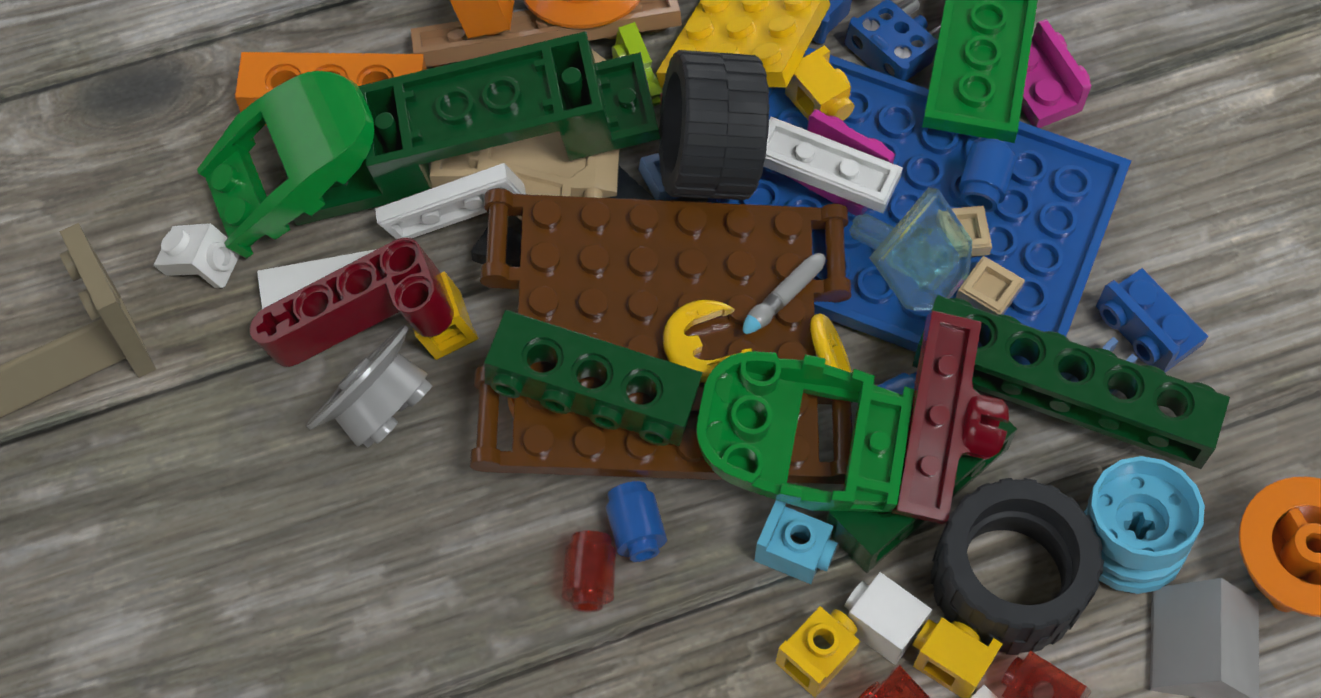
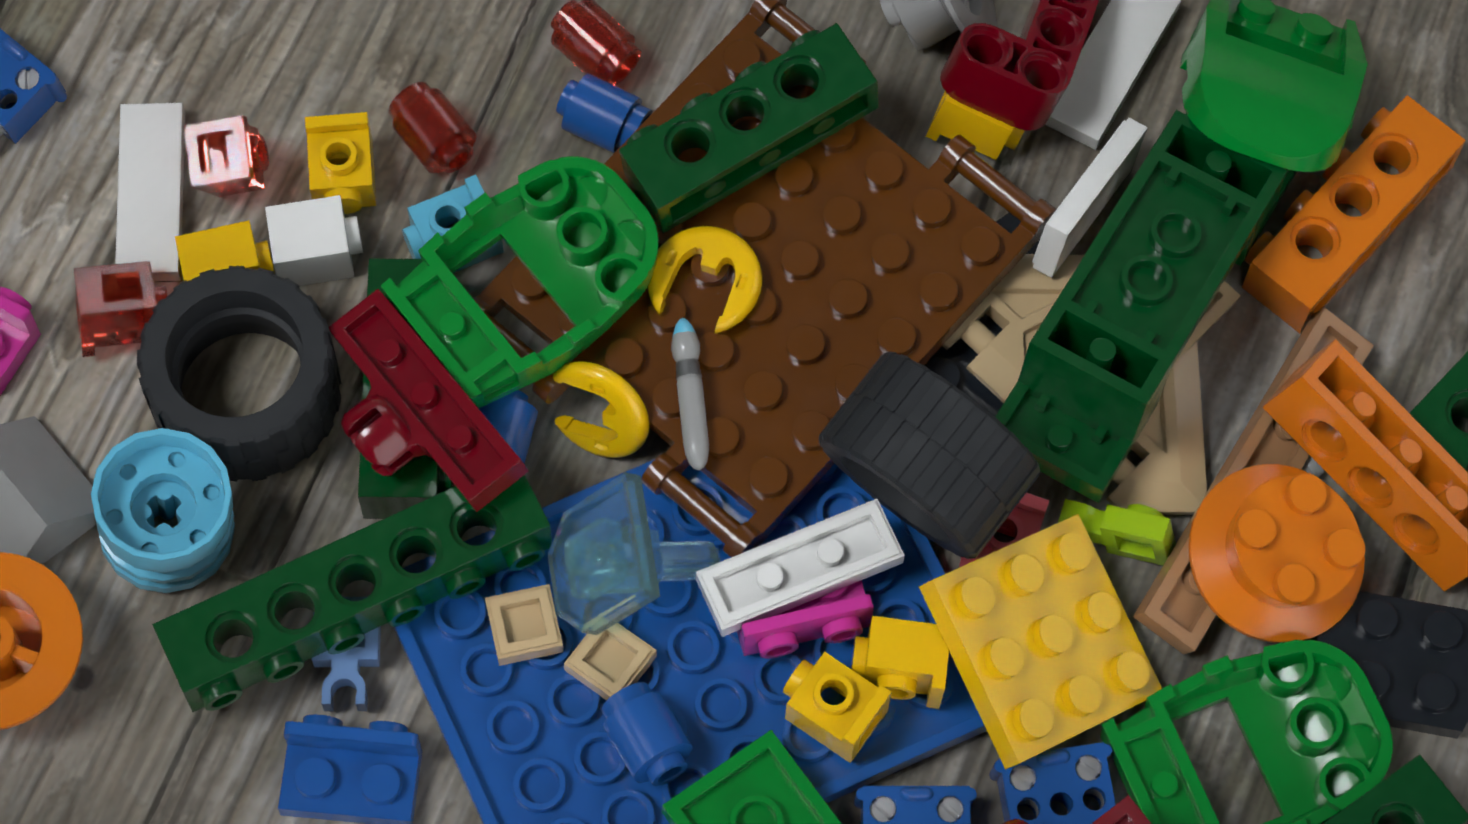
camera: 130 degrees right, 5 degrees up
(741, 616) = (432, 128): none -> clear red brick
(877, 100) = (841, 726): none -> yellow brick

